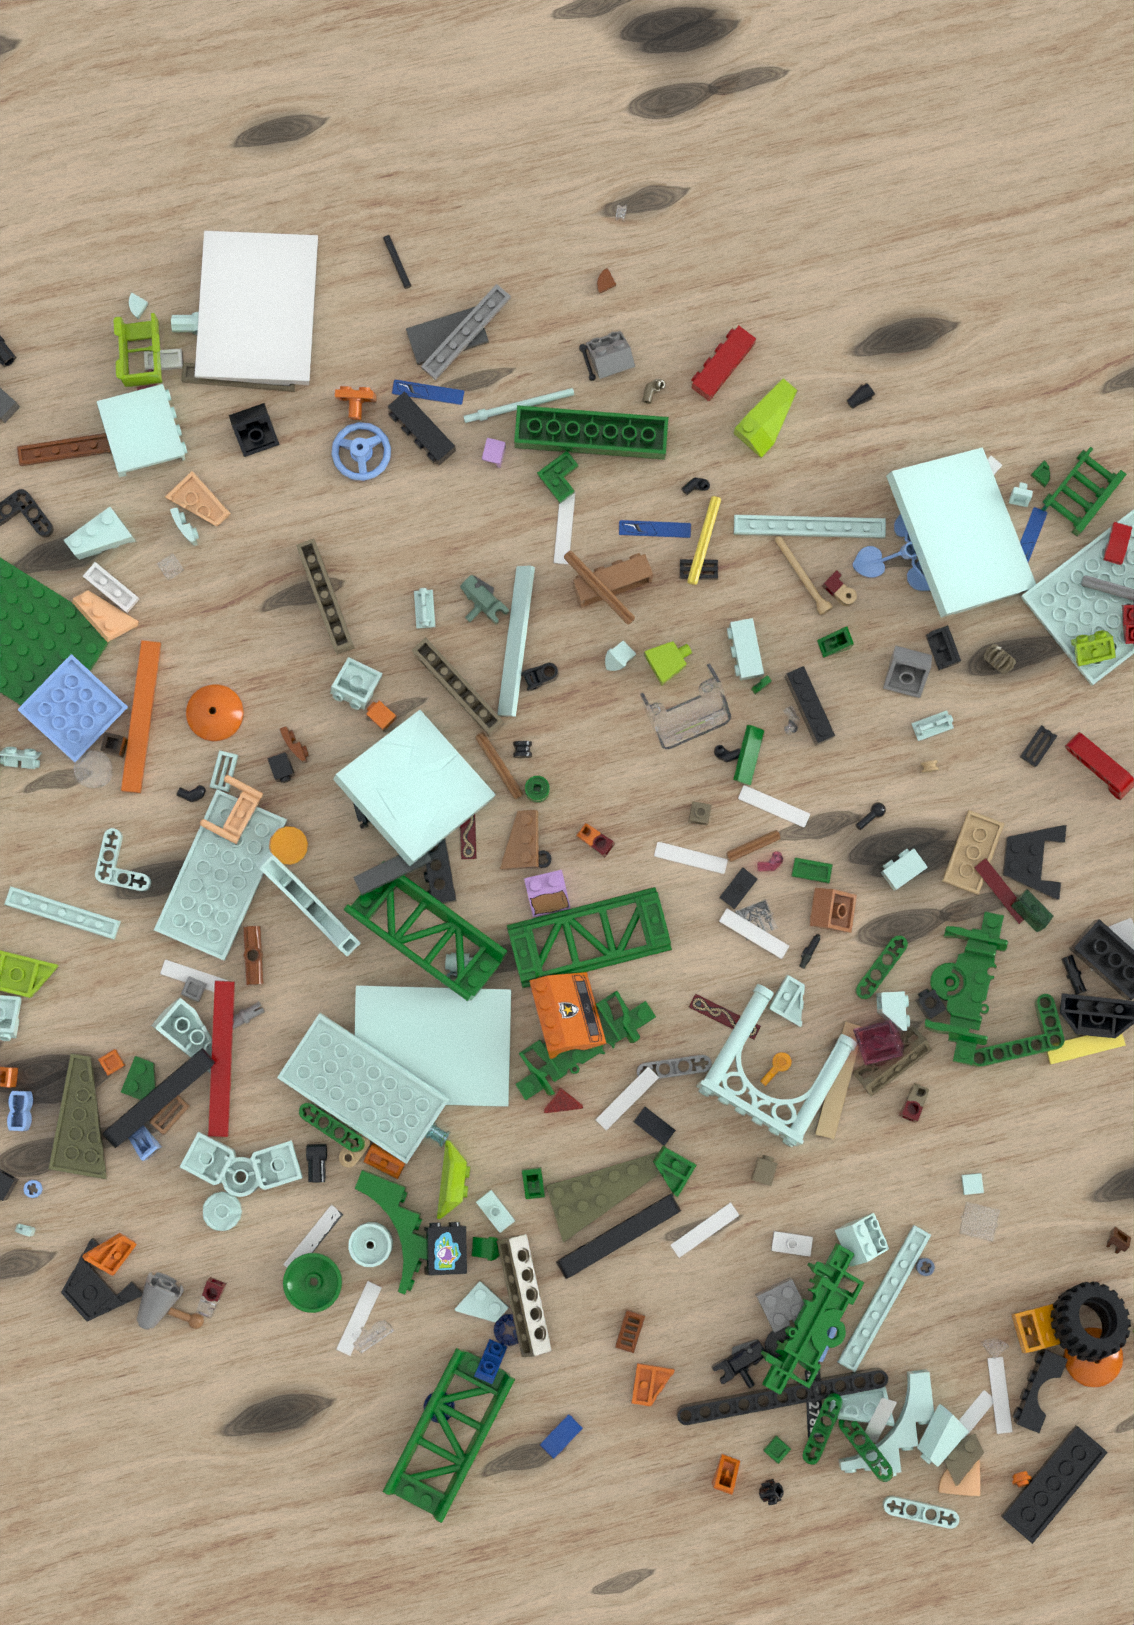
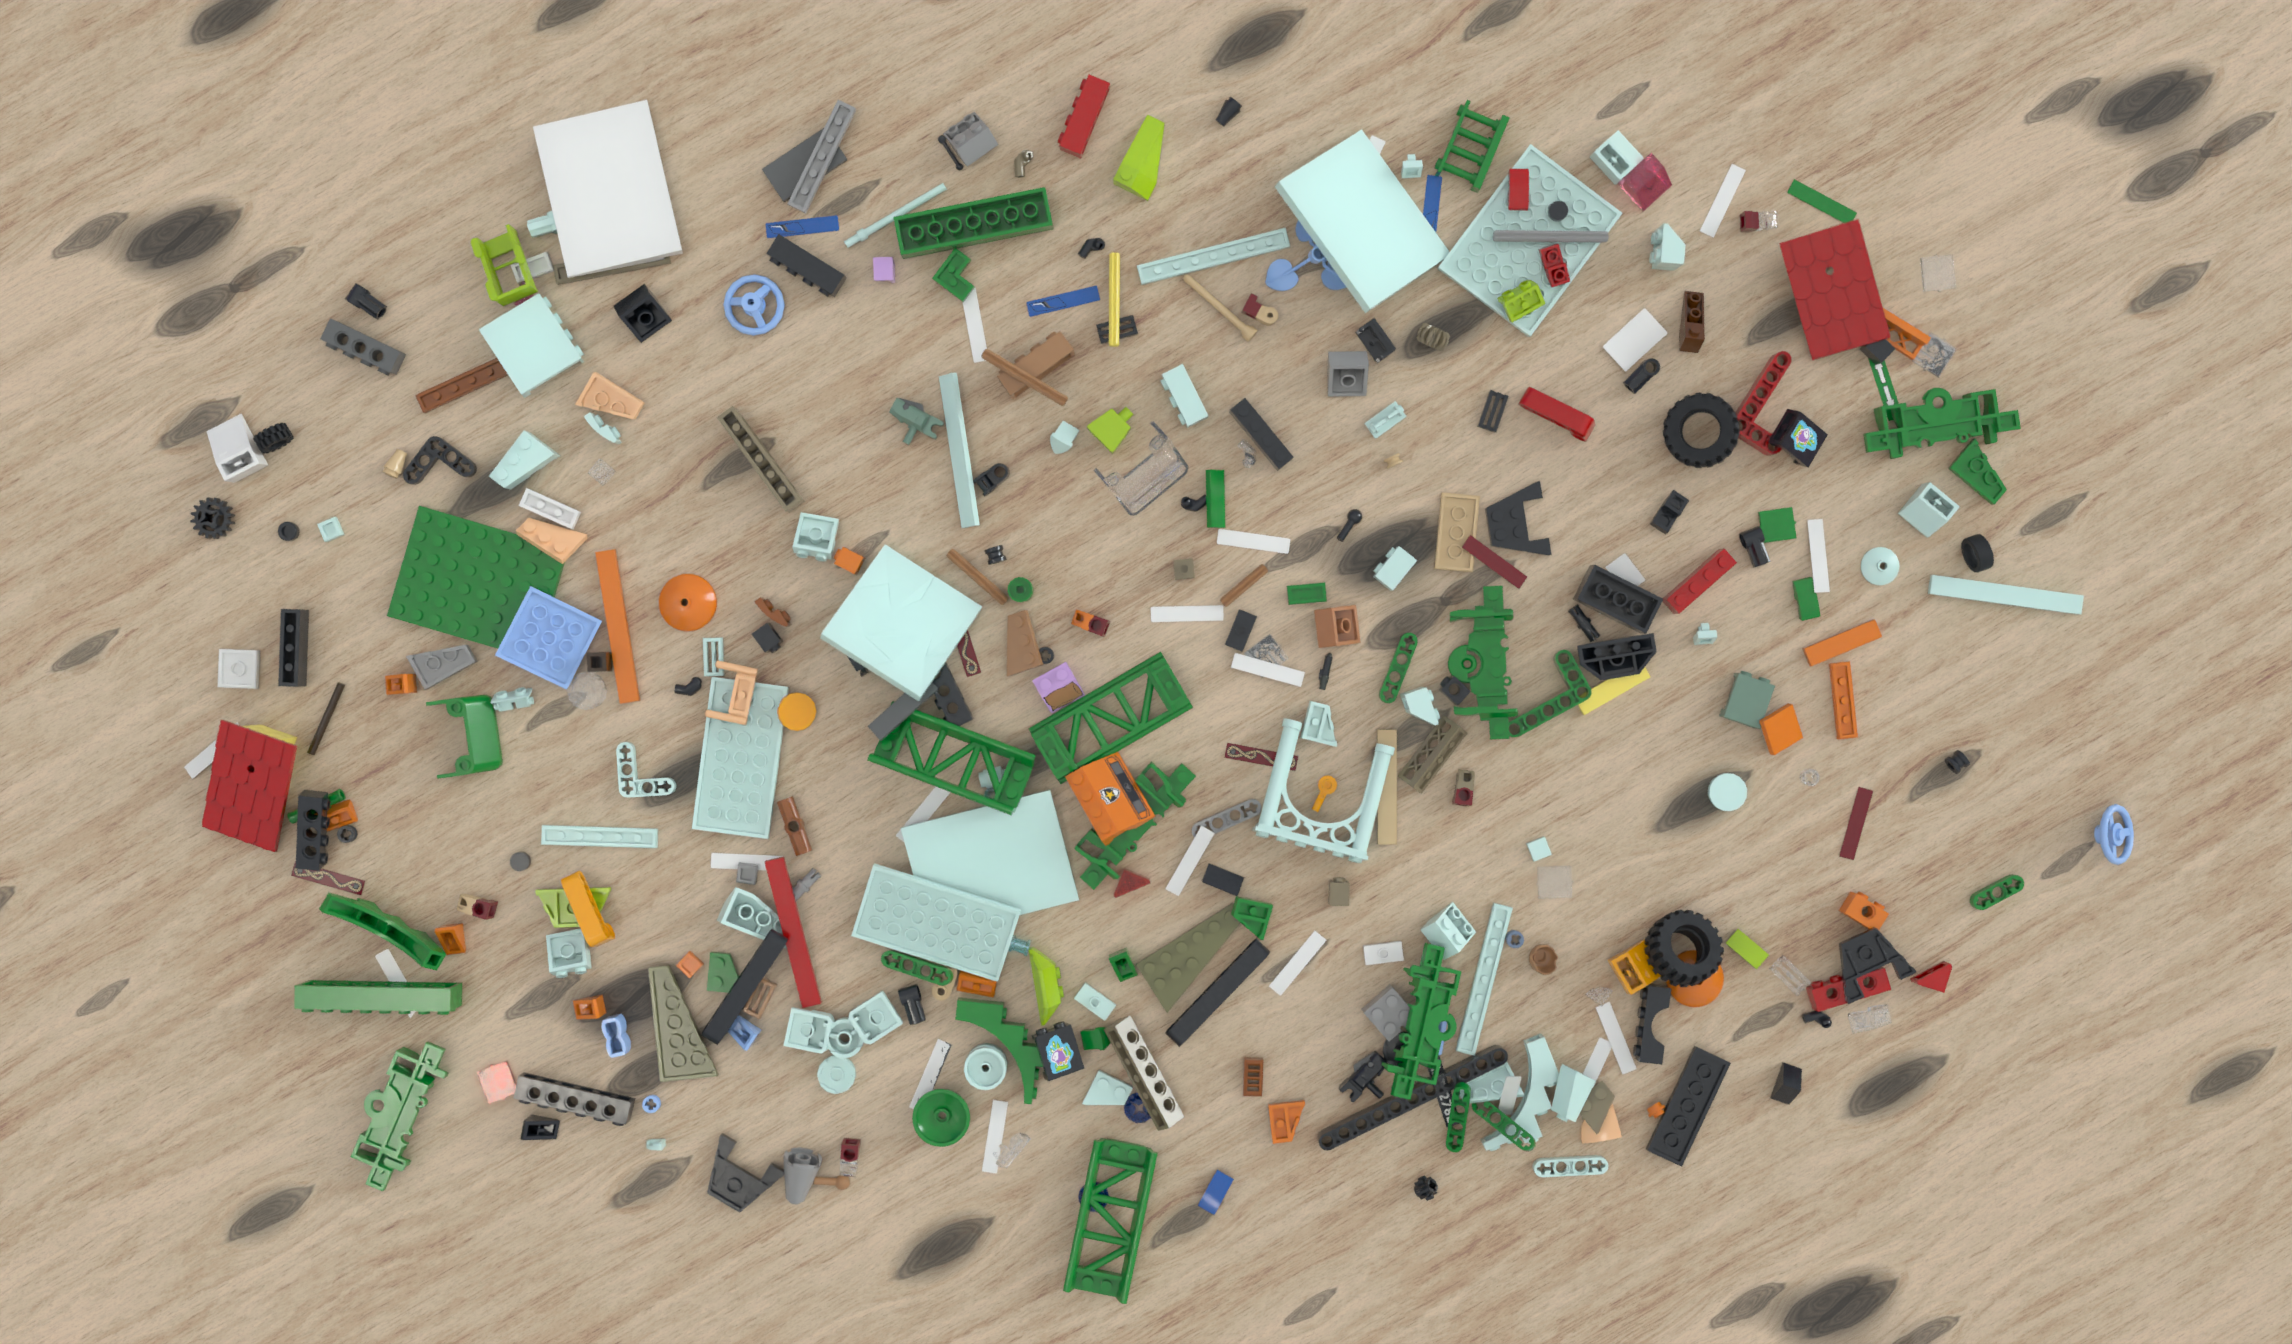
camera: 10 degrees left, 5 degrees up
(28, 980) = (586, 910): none -> light orange beam
(111, 1253) = (743, 1143): orange wing -> none
(137, 305) = (490, 220): light aqua tile -> none
(308, 903) = (832, 762): light aqua arch -> none
(355, 399) = (733, 255): orange plate -> none
(387, 974) = (927, 808): none -> white sticker
(397, 262) = (733, 103): black bar -> none
(424, 608) = (861, 443): light aqua hinge -> none
(457, 687) = (915, 512): dark tan brick -> none
(490, 1361) = (1130, 1142): blue slope -> none
(605, 281) = (945, 65): dark orange tile -> none
(726, 1474) = (1379, 1184): orange slope -> none
(761, 685) = (1209, 426): green tile -> none
(775, 861) = (1267, 598): clear pink arm -> none
(777, 1449) = (1420, 1146): green tile -> none
(835, 642) = (1269, 364): green slope -> none
(879, 1042) = (1415, 741): clear pink slope -> none
(948, 1294) = (1543, 959): none -> medium nougat hair
(1032, 911) = (1528, 573): clear green slope -> none
(1042, 474) = (1427, 139): green tile -> none
(1119, 1239) = (1691, 862): reddish brown tile -> none

